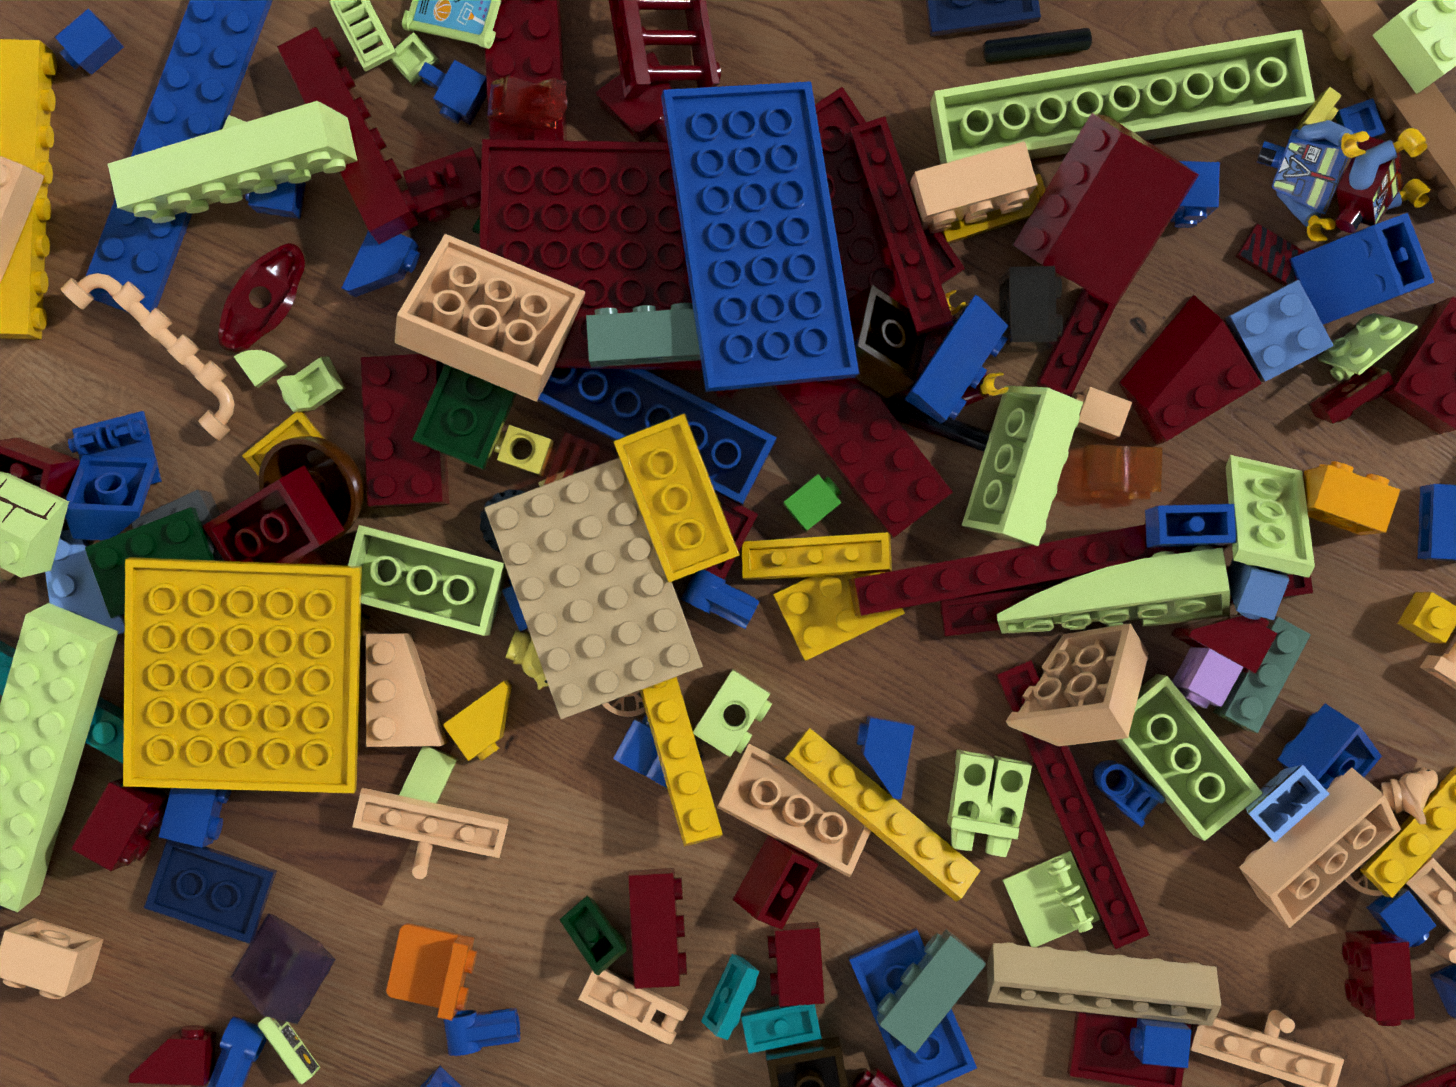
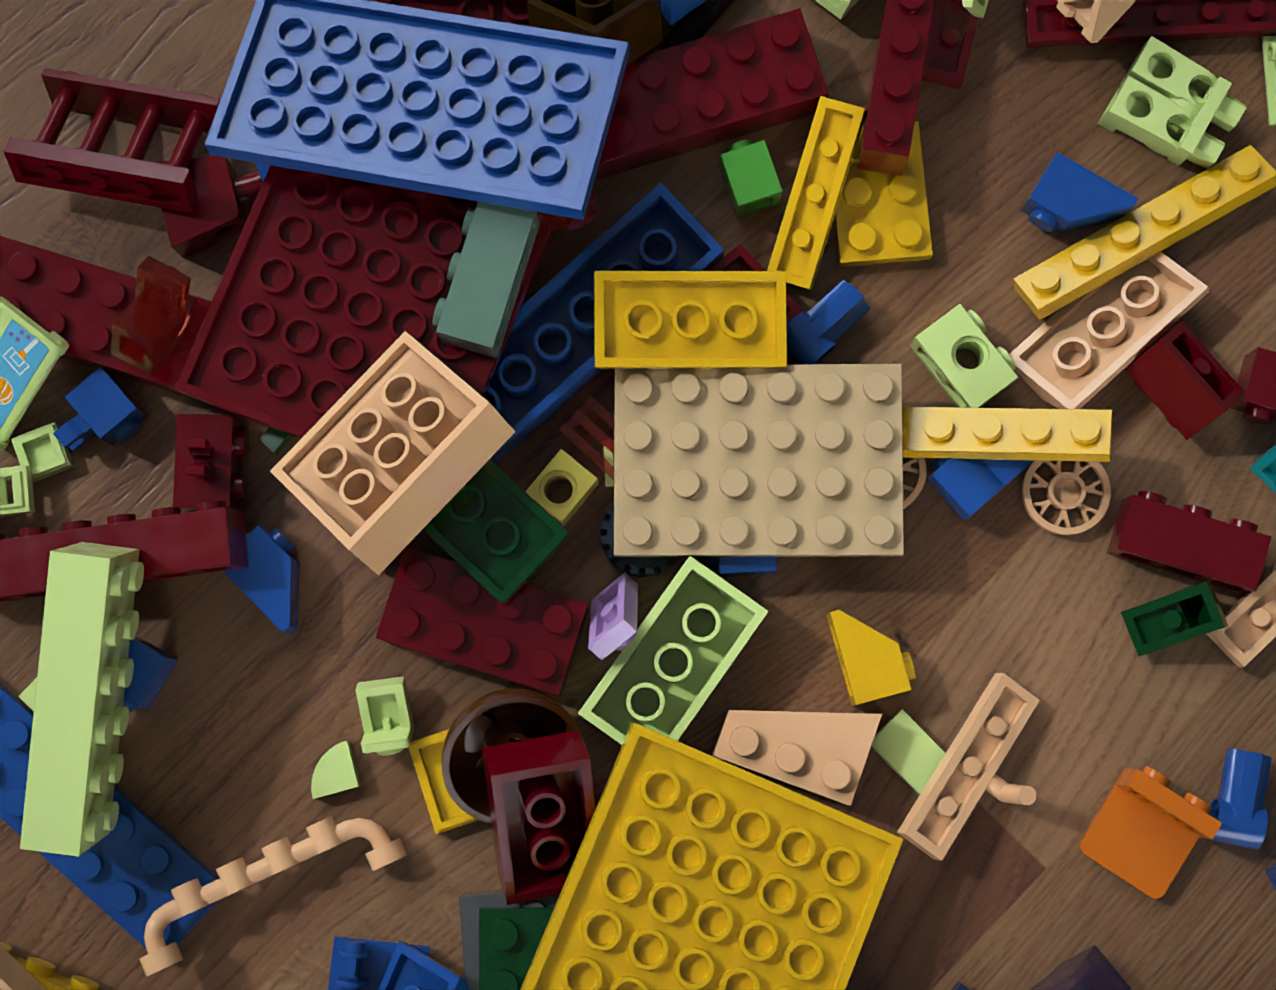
camera: 65 degrees left, 5 degrees down
(241, 321) = (236, 706): dark red piece -> none
(440, 524) = (614, 617): none -> lavender plate
(523, 652) = (803, 574): light yellow animal -> none
(661, 824) = (1065, 493): none -> light nougat wheel

